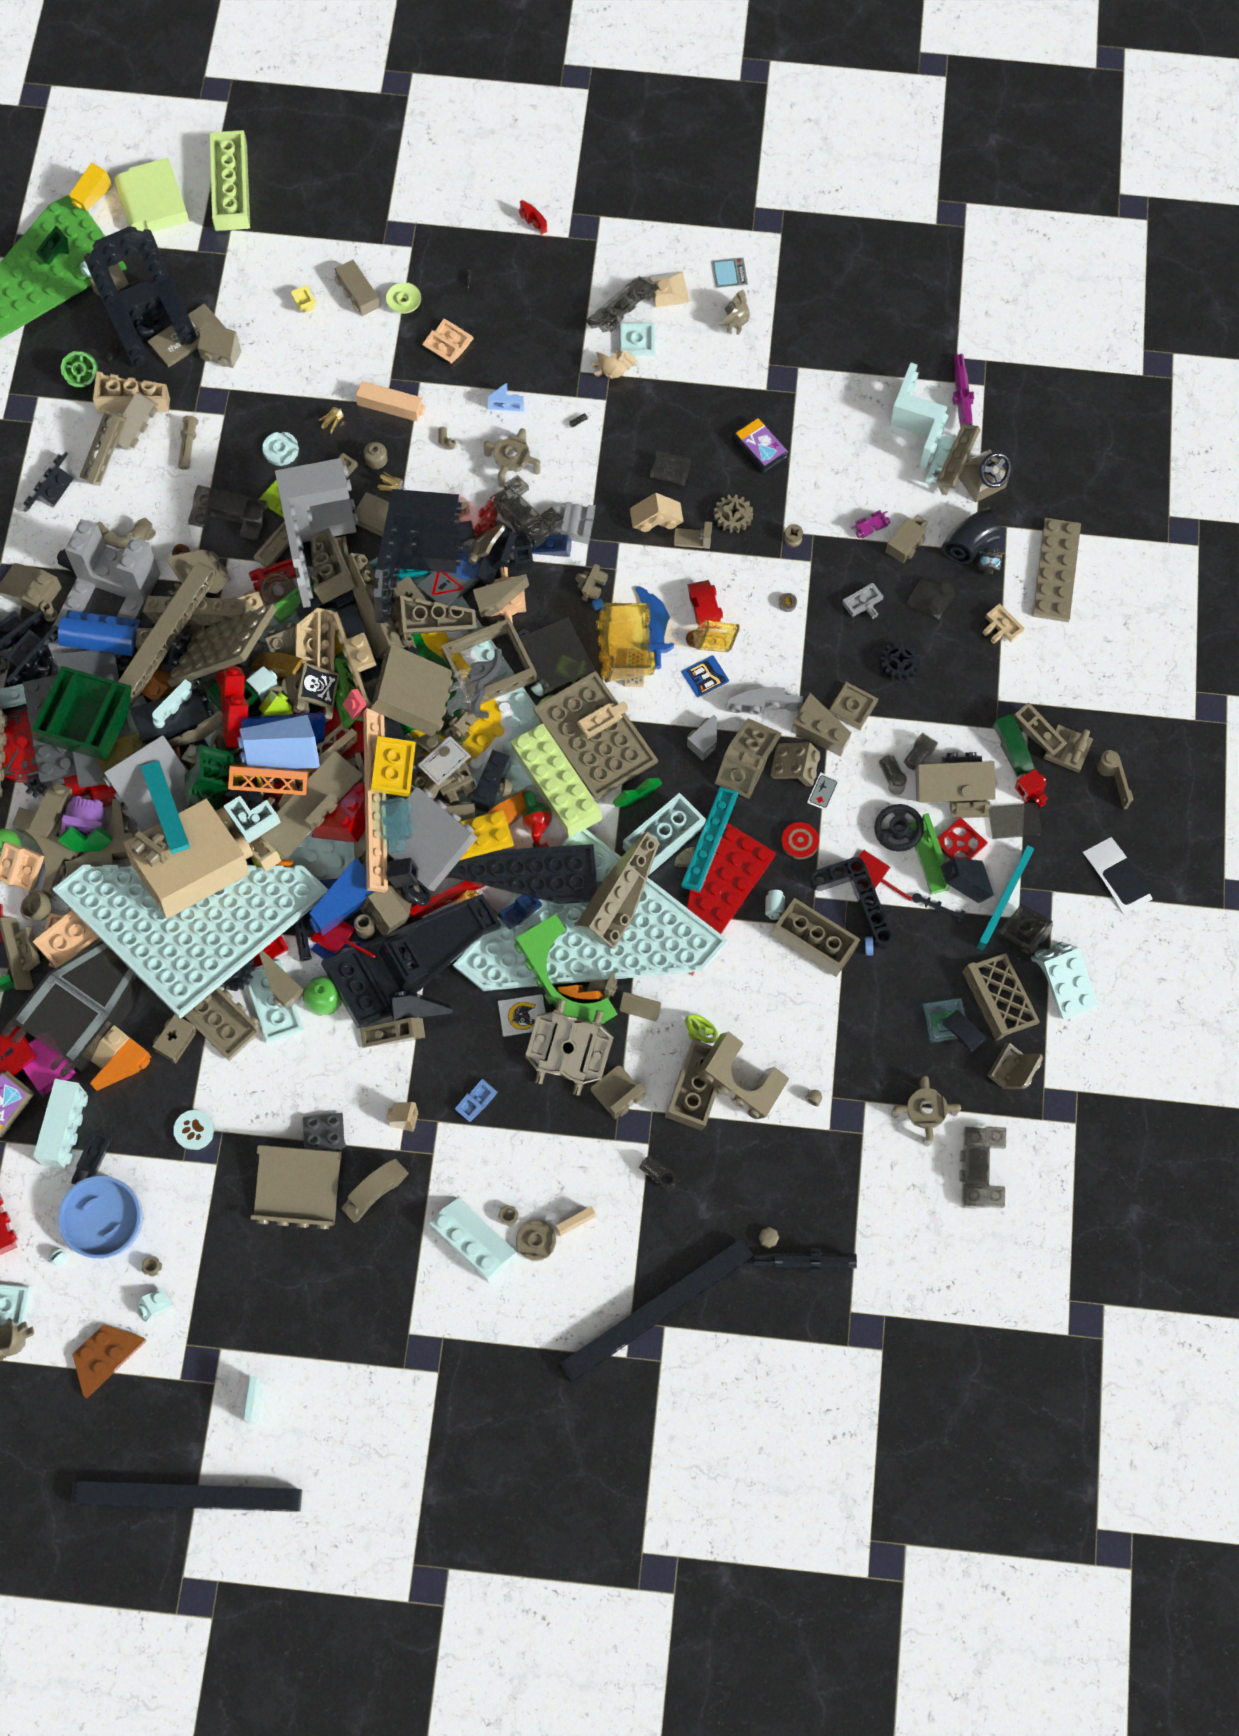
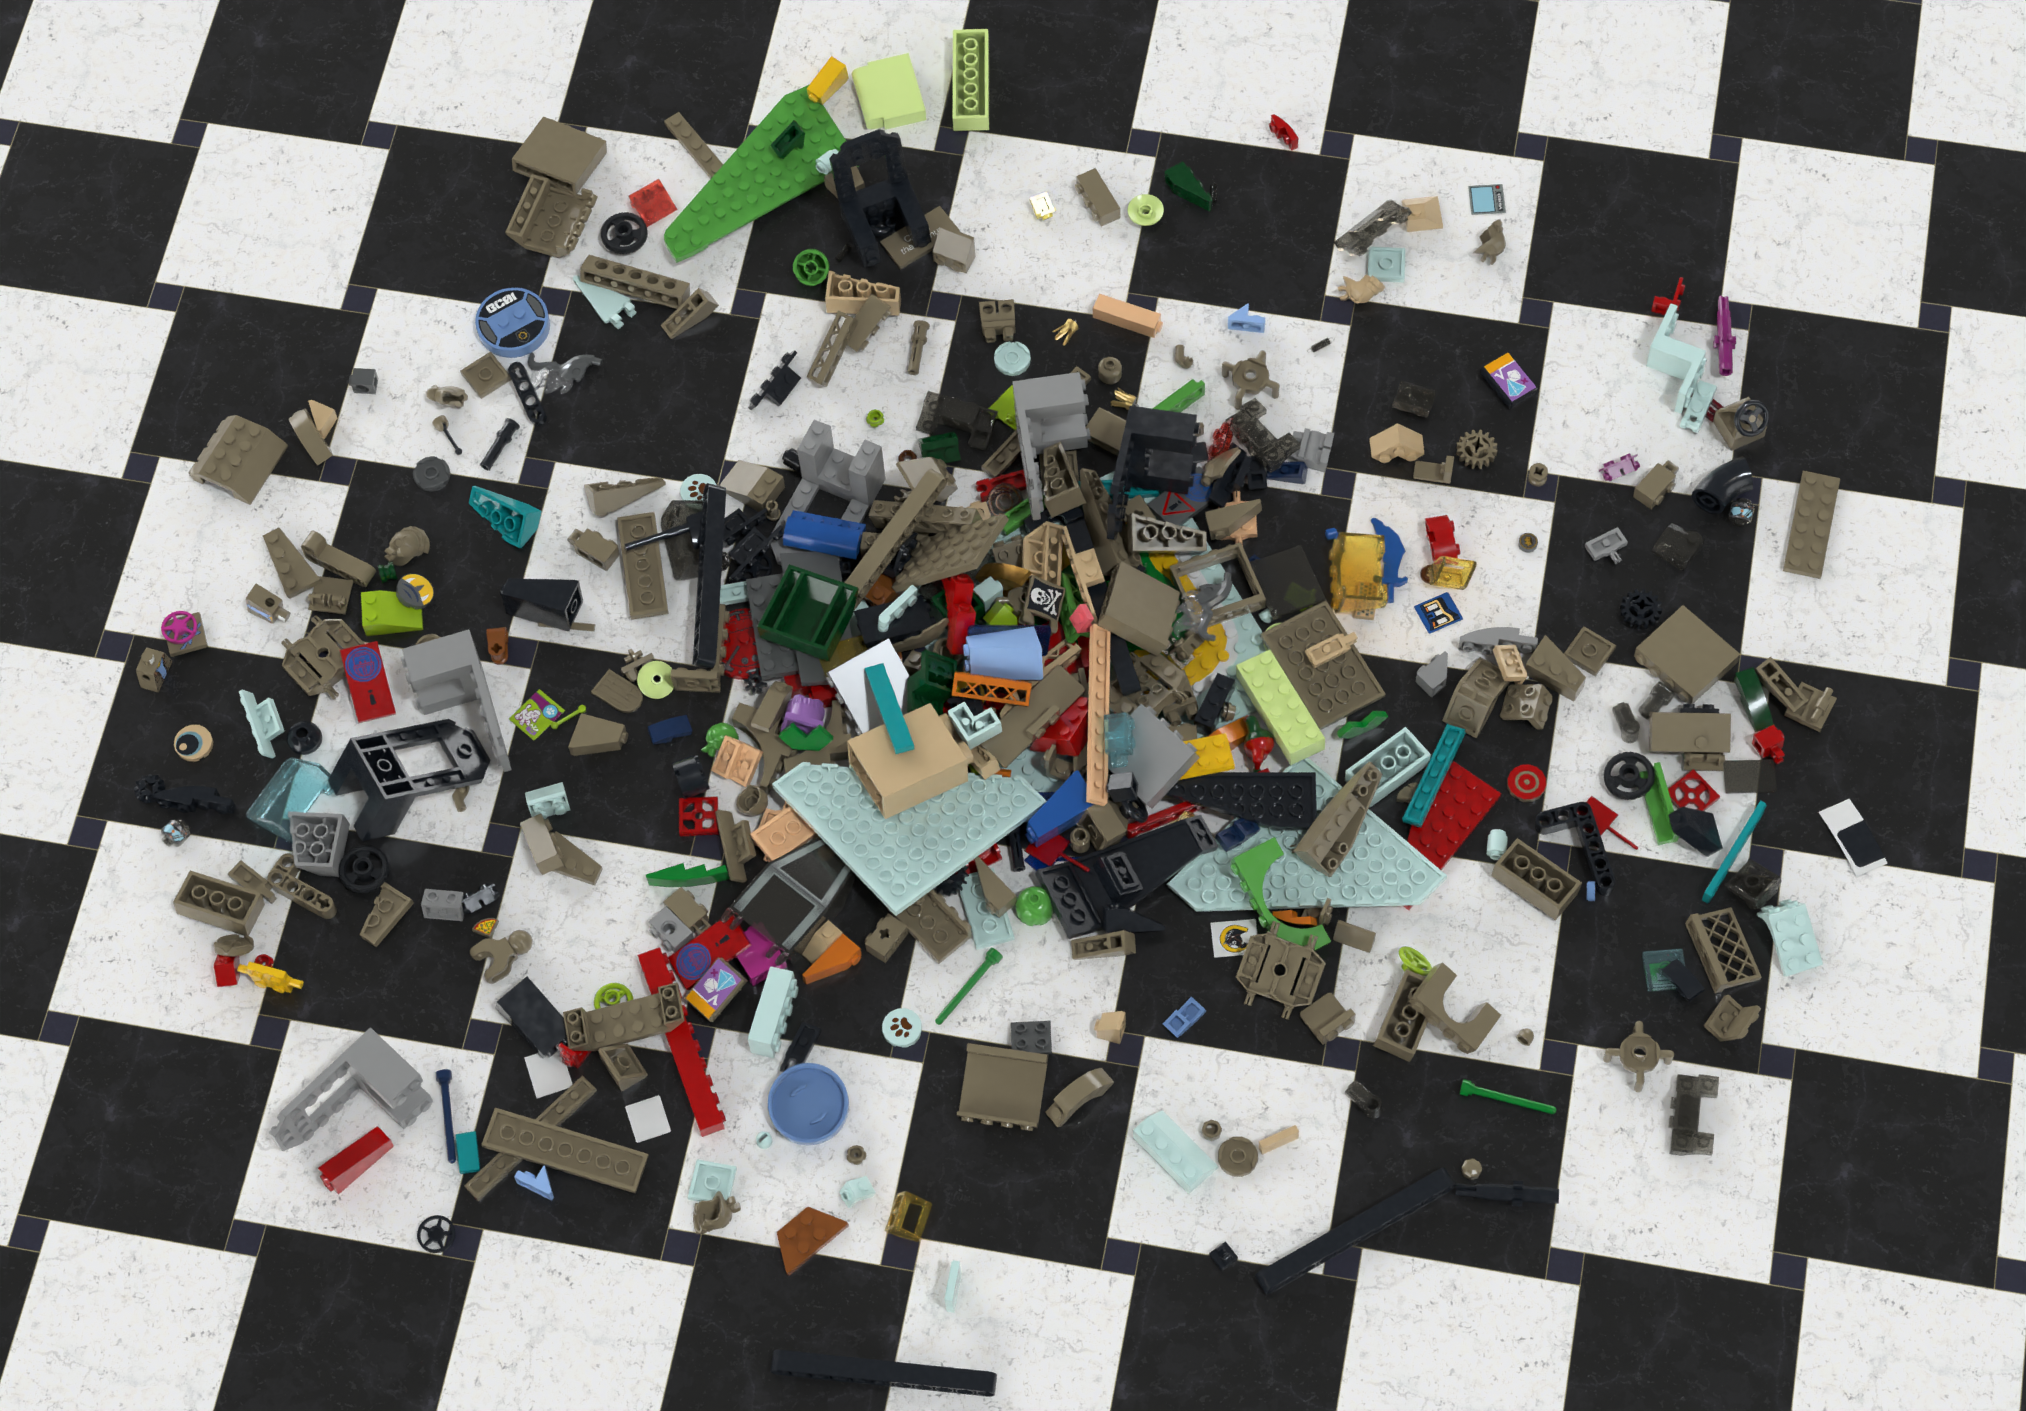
camera: 10 degrees right, 5 degrees down
(142, 530) = (869, 432): dark tan piece -> none
(148, 510) = (875, 414): none -> lime plate
(153, 845) = (877, 744): dark tan hips -> none
(196, 1324) = (899, 1212): none -> clear yellow tile
(212, 539) = (940, 447): none -> dark green bracket
(264, 414) = (998, 323): none -> dark tan hips
(281, 1052) = (993, 957): none -> green piece
(337, 853) = (1056, 767): none -> dark tan bracket
(393, 766) = (1118, 682): yellow plate -> none
(440, 272) = (1184, 184): none -> dark green slope
(440, 767) = (1165, 687): white sticker -> none
(447, 478) = (1183, 397): none -> bright green fence
(448, 341) = (1189, 256): light nougat slope -> none
(526, 1345) = (1223, 1256): none -> black tile
(589, 589) = (1323, 518): dark tan hips -> none
(761, 1155) = (1469, 1088): none -> green piece
(777, 723) = (1510, 663): none -> tan bracket
(823, 791) = (1553, 735): sticker -> none
(902, 364) = (1661, 304): none -> red bracket
(917, 898) = (1644, 847): black piece -> none
(946, 705) = (1686, 655): none -> dark tan brick
(957, 457) = (1713, 403): dark tan fence -> none
(1004, 623) = (1752, 576): tan hinge -> none
(1110, 765) = (1853, 726): dark tan door -> none

